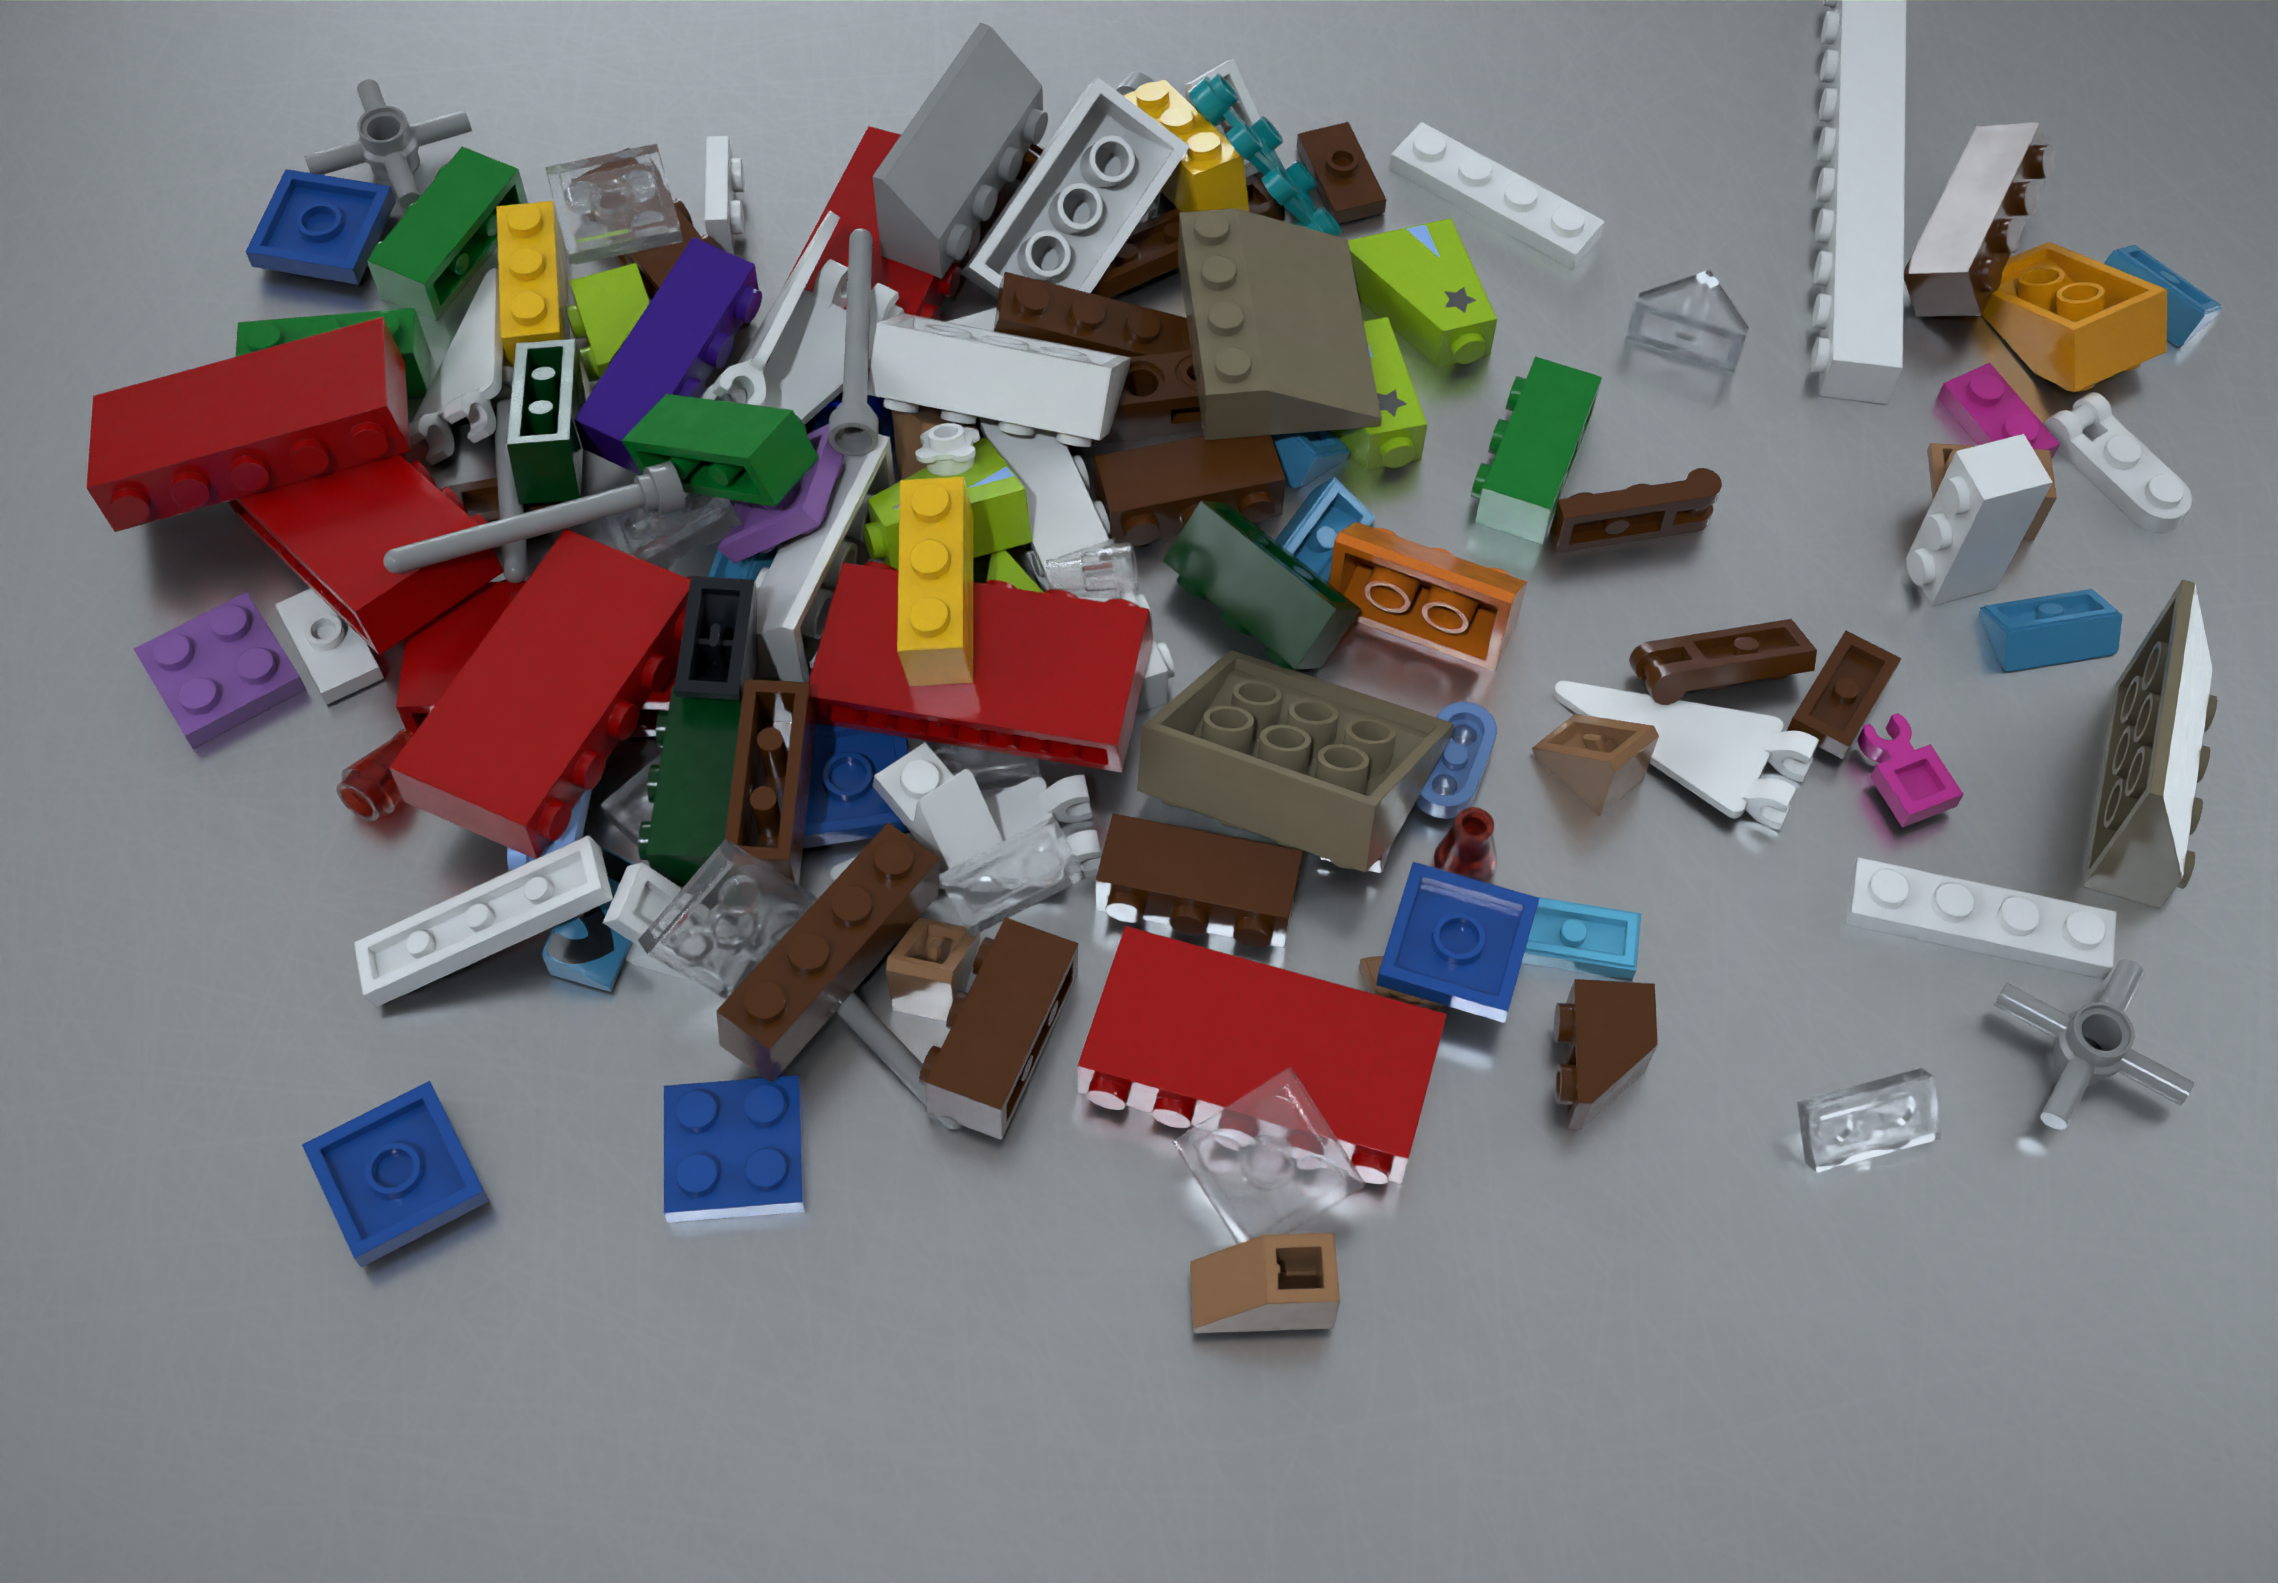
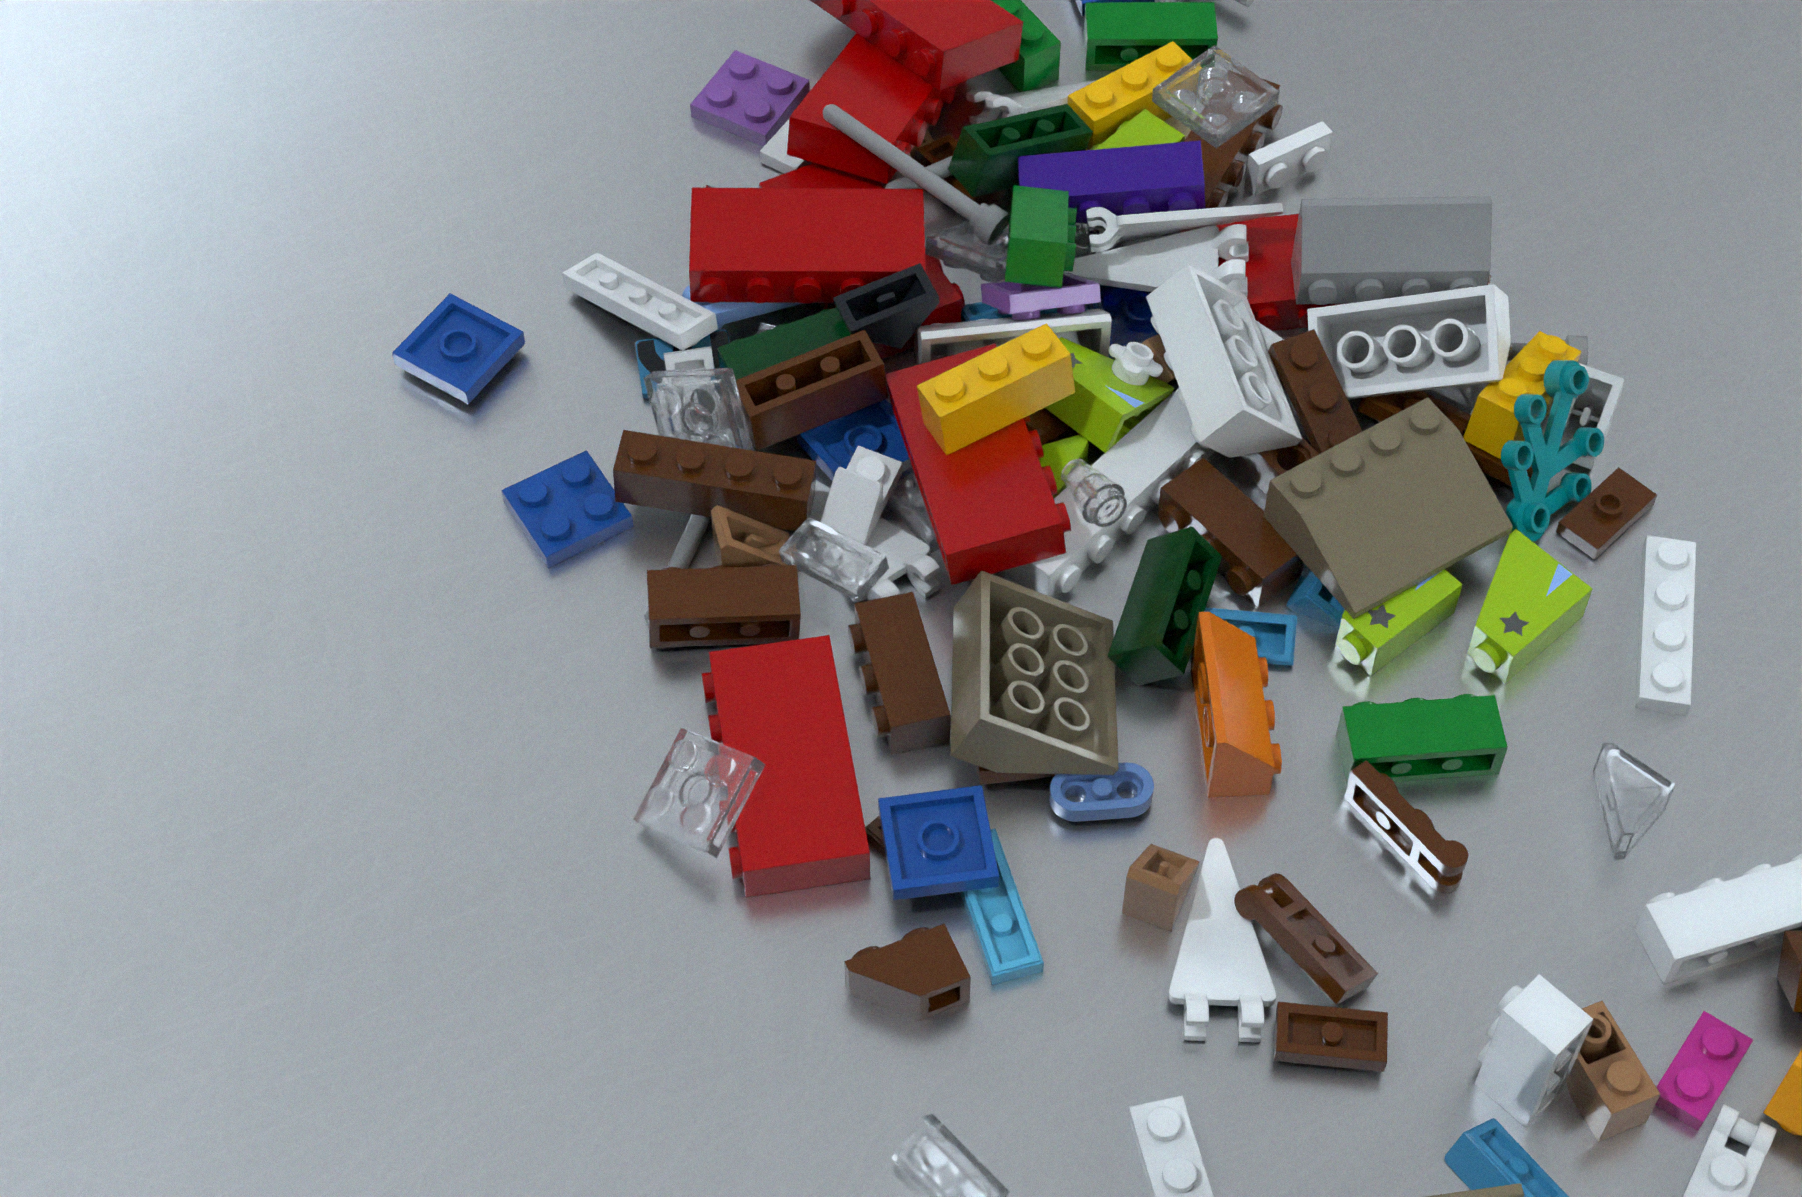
camera: 65 degrees right, 5 degrees down
(853, 422) = (1100, 292): light grey piece -> none
(1267, 1285) = (616, 837): medium nougat slope -> none
(1469, 846) = (1024, 826): clear red cone -> none
(1908, 779) = (1282, 1112): dark pink plate -> none

